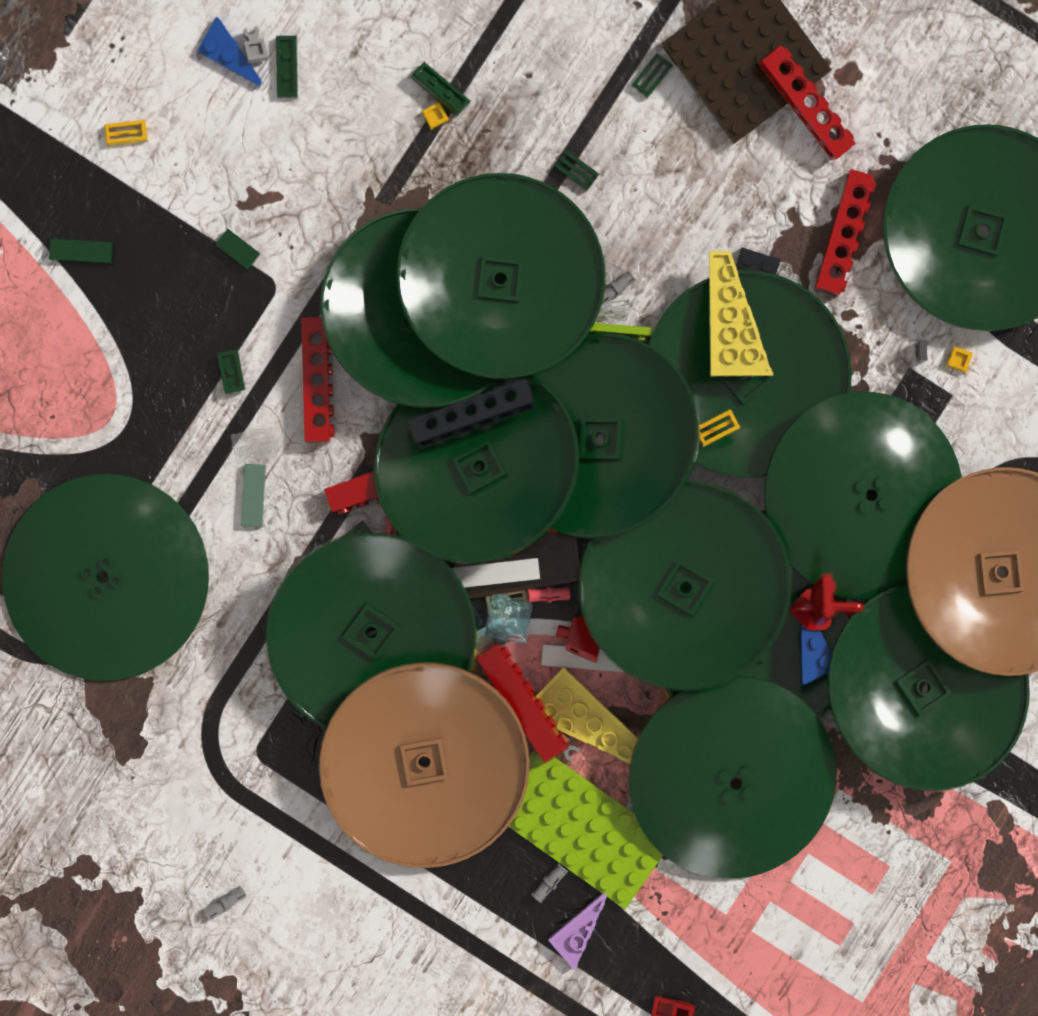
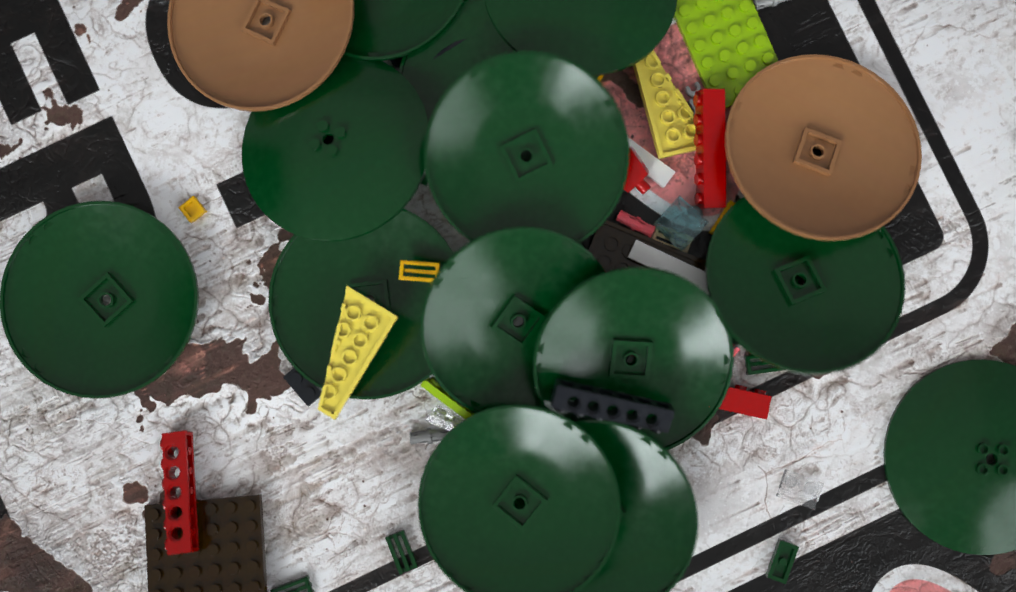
camera: 145 degrees left, 0 degrees up
(253, 495) = (823, 449): sand green tile -> none
(313, 434) = (727, 506): red brick -> none
(814, 655) = (453, 43): blue wing -> none
(817, 607) = (426, 76): red plate -> none
(855, 181) = (176, 394): red brick -> none
(921, 351) = (217, 233): dark grey tile -> none

